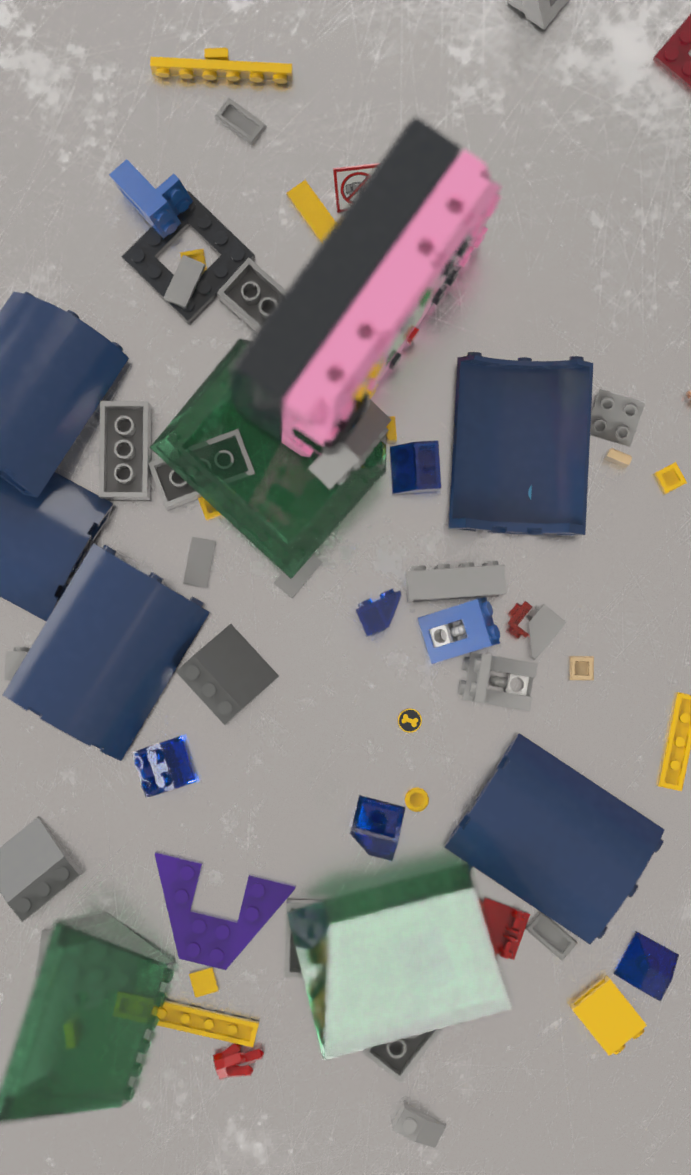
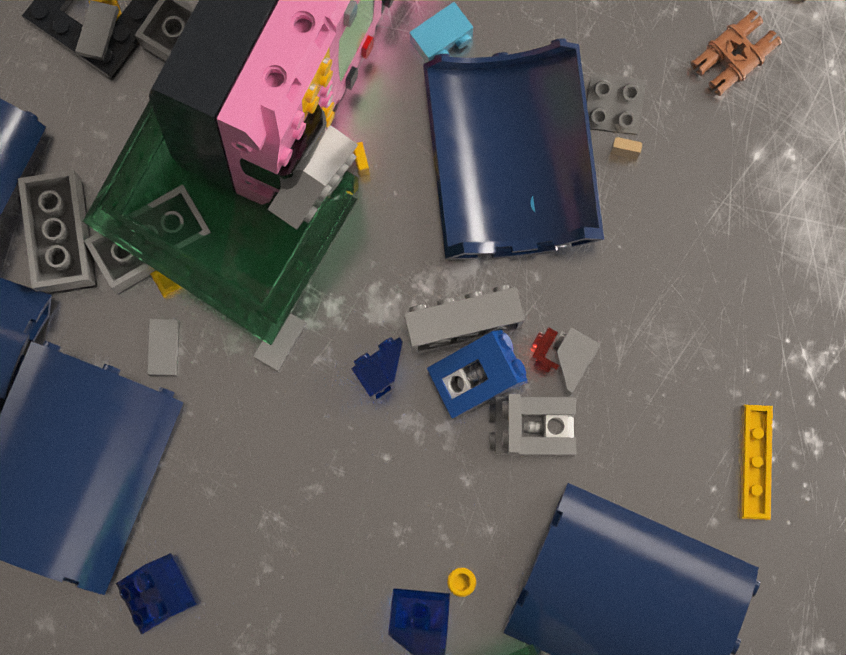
camera: 10 degrees left, 5 degrees down
(227, 674) = (214, 471): dark grey slope -> none
(409, 720) = (437, 490): tile -> none
(415, 467) = (396, 196): clear blue slope -> none
(478, 332) = (442, 33): none -> medium azure brick
(581, 667) = (627, 395): tan tile -> none
(670, 478) = (690, 162): yellow tile -> none

